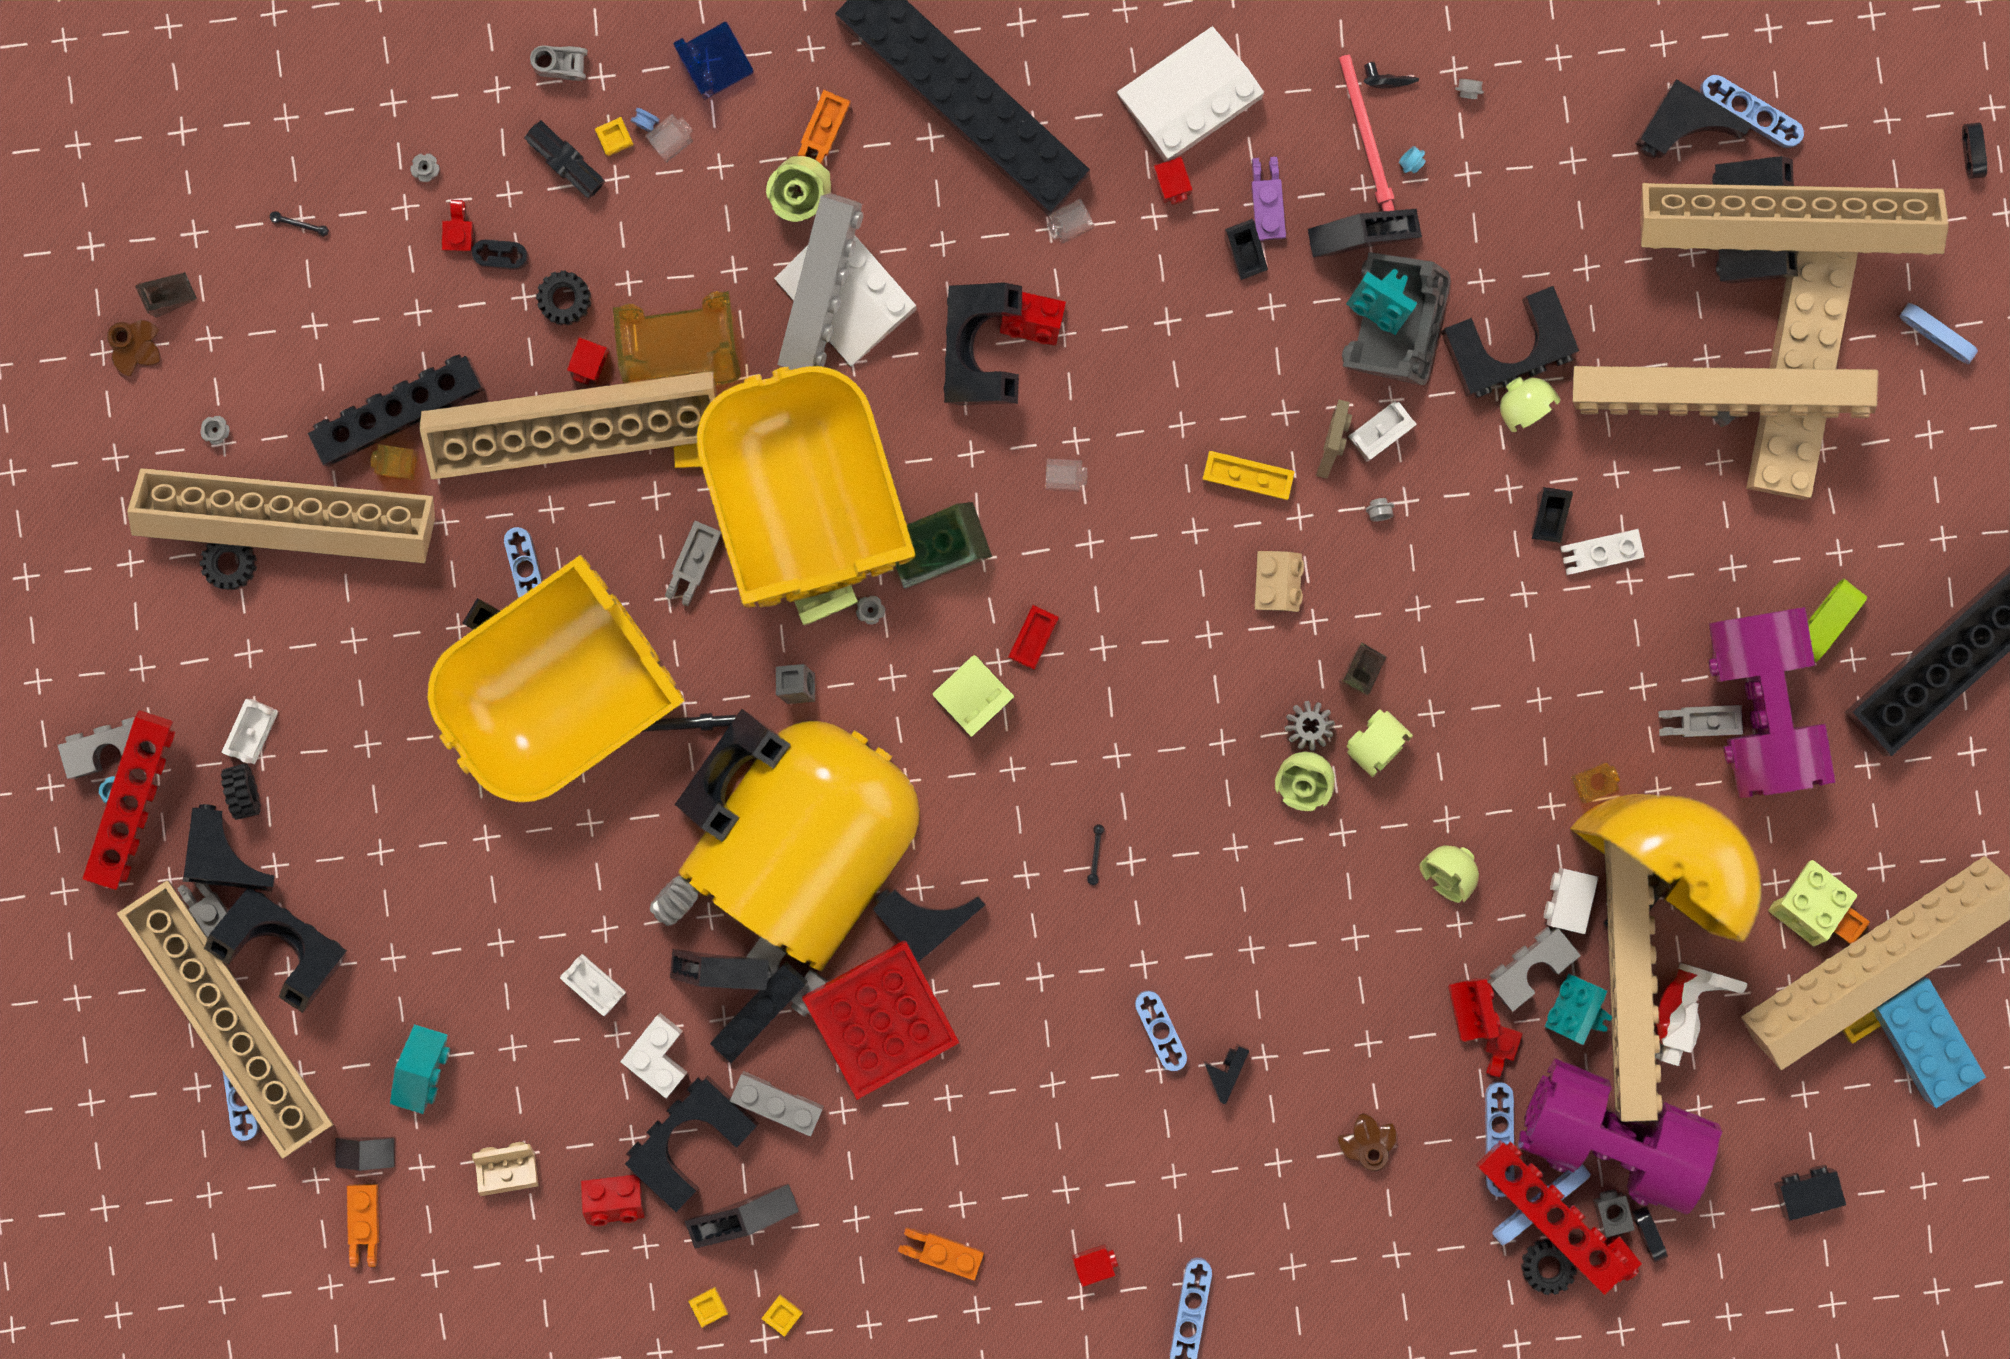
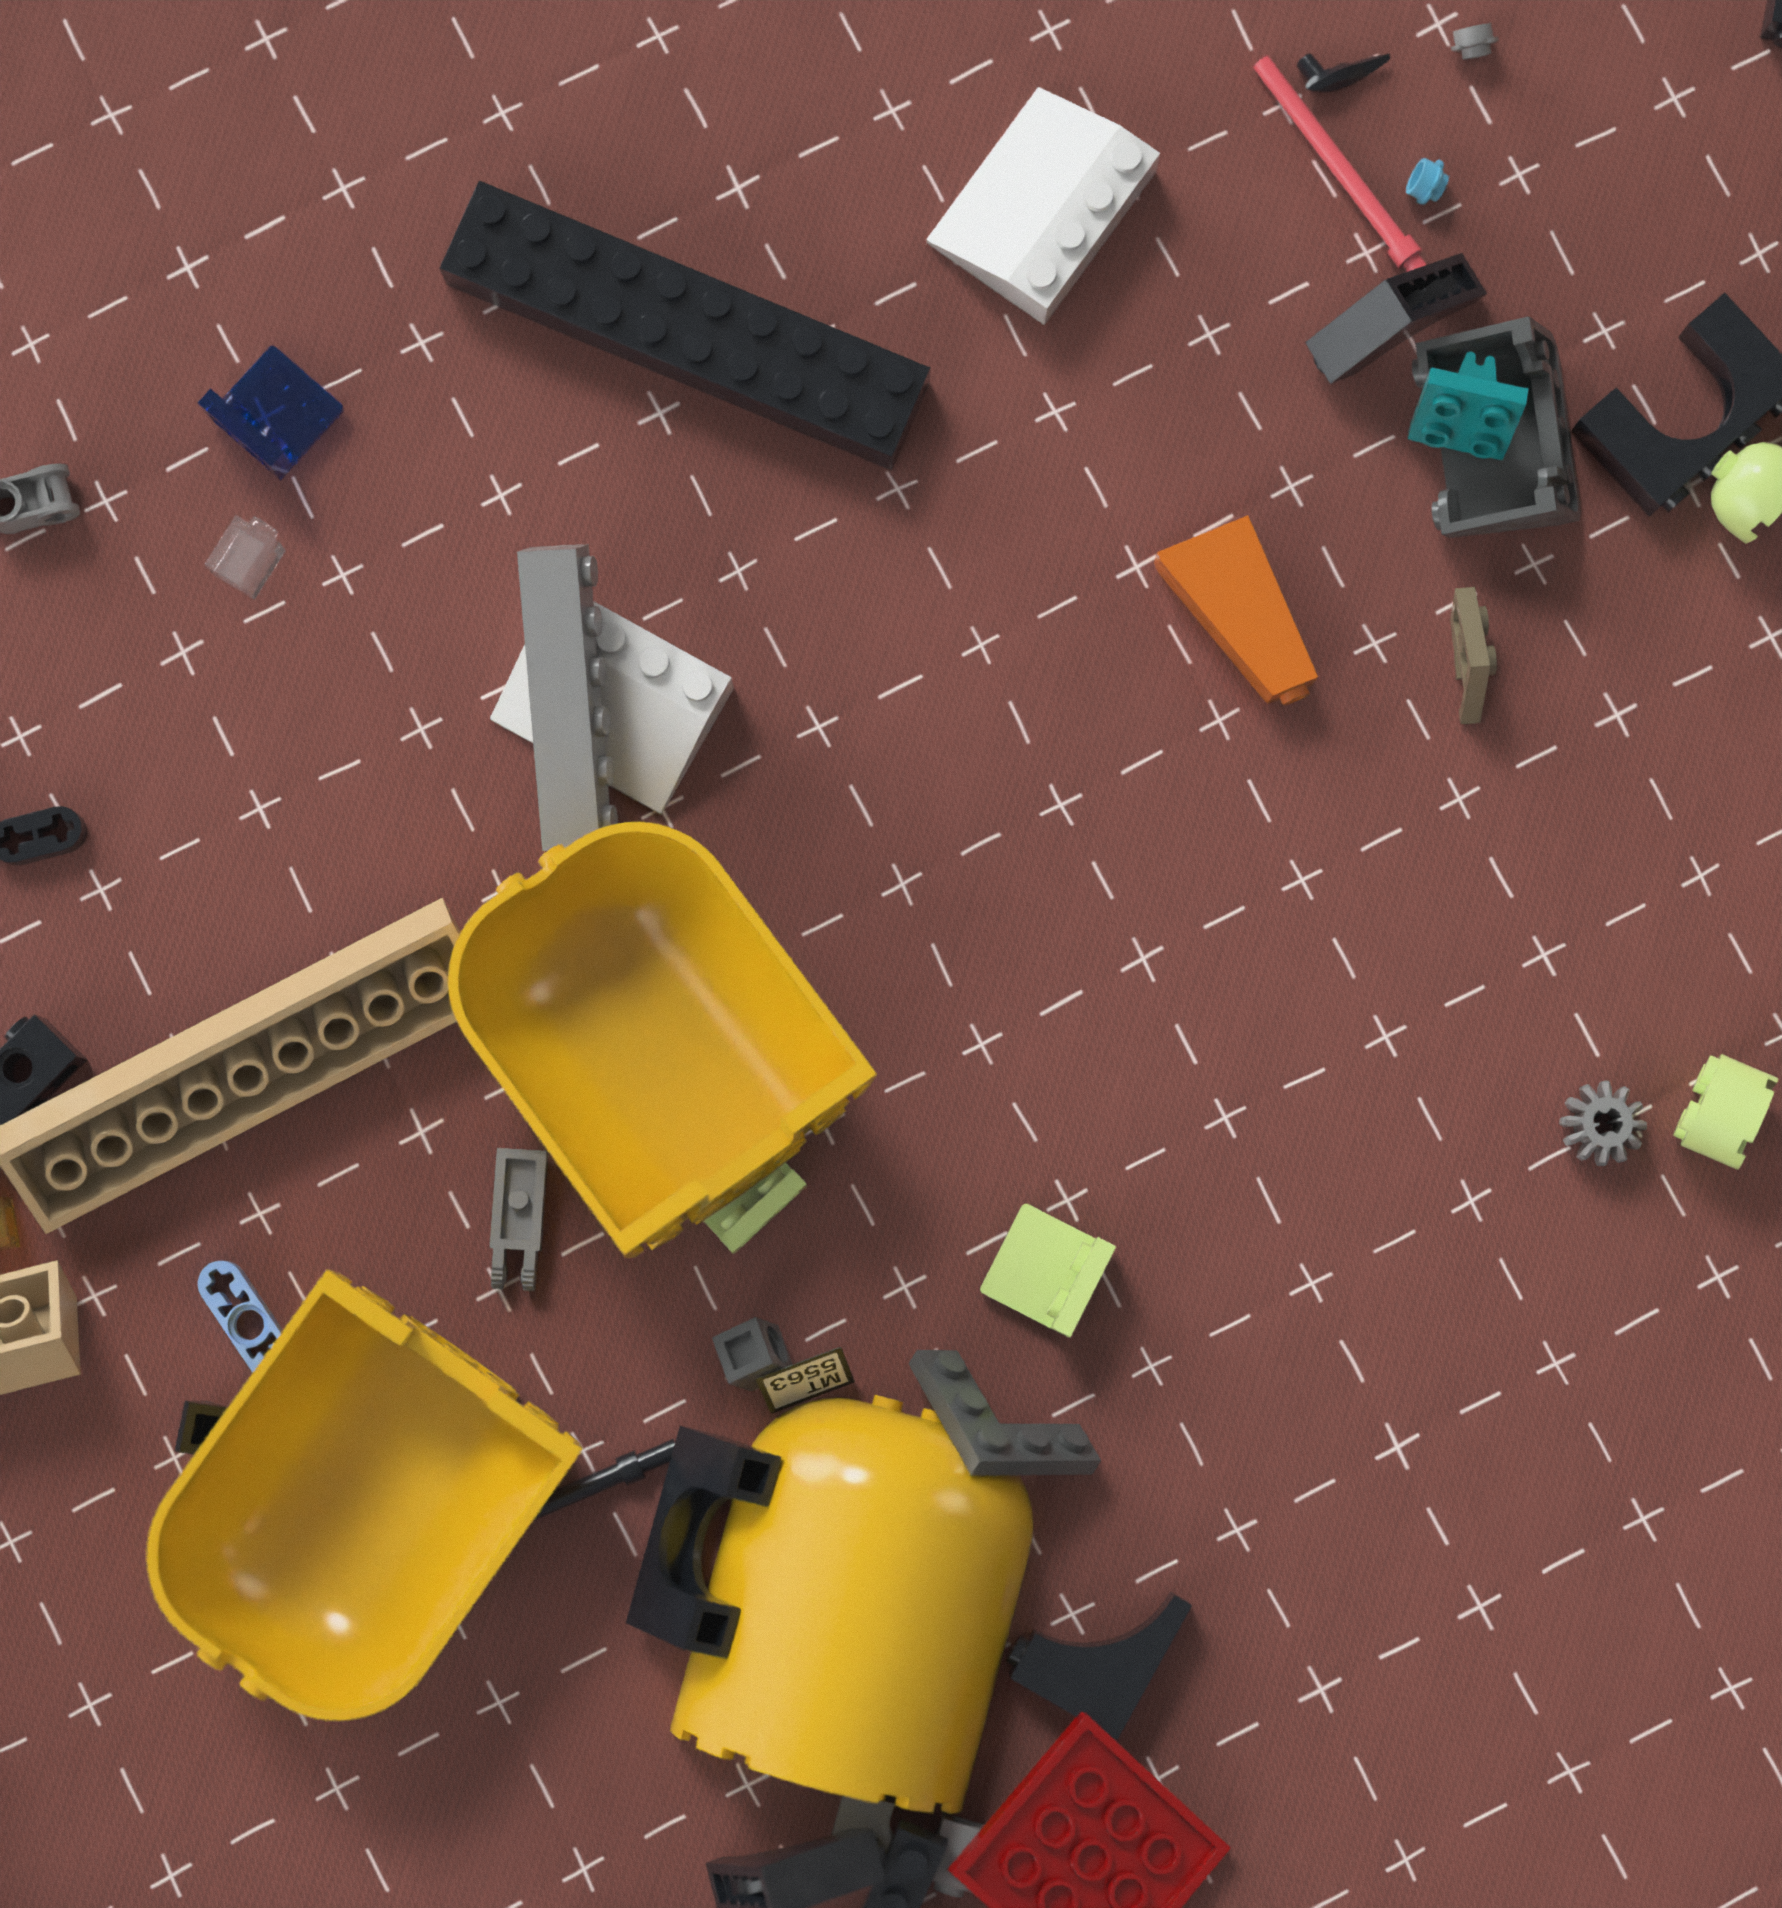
camera: 15 degrees left, 5 degrees down
(546, 293) = (142, 846): black tyre -> none
(564, 159) = (89, 649): black piece -> none
(587, 361) = (236, 955): red brick -> none
(614, 136) = (157, 587): yellow tile -> none
(644, 120) = (195, 542): medium blue bush -> none
(674, 901) = (680, 1784): light grey gear -> none
(678, 342) = (370, 872): clear yellow windscreen -> none
(686, 456) = (449, 1049): yellow tile -> none
(783, 191) = (458, 578): yellowish green brick -> none
(819, 708) = (805, 1380): none -> sticker
(824, 125) = (484, 458): orange hinge -> none
(878, 609) = (817, 1188): light grey plate -> none
(904, 777) = (982, 1440): none -> dark grey plate
(944, 544) = (913, 1042): clear green slope -> none
(967, 310) = (815, 658): black arch -> none
(1033, 637) = (1108, 1140): red tile -> none
(1038, 321) = (922, 634): red bracket -> none
(1065, 475) = (1065, 863): clear brick -> none
(1070, 222) = (927, 463): clear brick -> none
(1093, 877) = (1345, 1496): black hinge -> none
(1173, 181) = (1065, 343): red brick -> none
(1177, 1047) = (1586, 1723): light blue beam -> none
(1215, 360) = (1241, 606): none -> orange slope
(1224, 1080) = (1687, 1749): black slope -> none
(1246, 249) = (1220, 407): black slope -> none
(1248, 475) = (1355, 760): yellow plate -> none
(1268, 202) = (1225, 325): medium lavender hinge -> none
(1279, 581) = (1466, 910): tan bracket -> none
(1305, 781) = (1633, 1214): yellowish green cylinder -> none
(1363, 669) = (1654, 1005): clear smoke slope -> none
(1380, 510) = (1584, 740): light grey plate -> none
(1382, 430) = (1540, 615): white hinge -> none

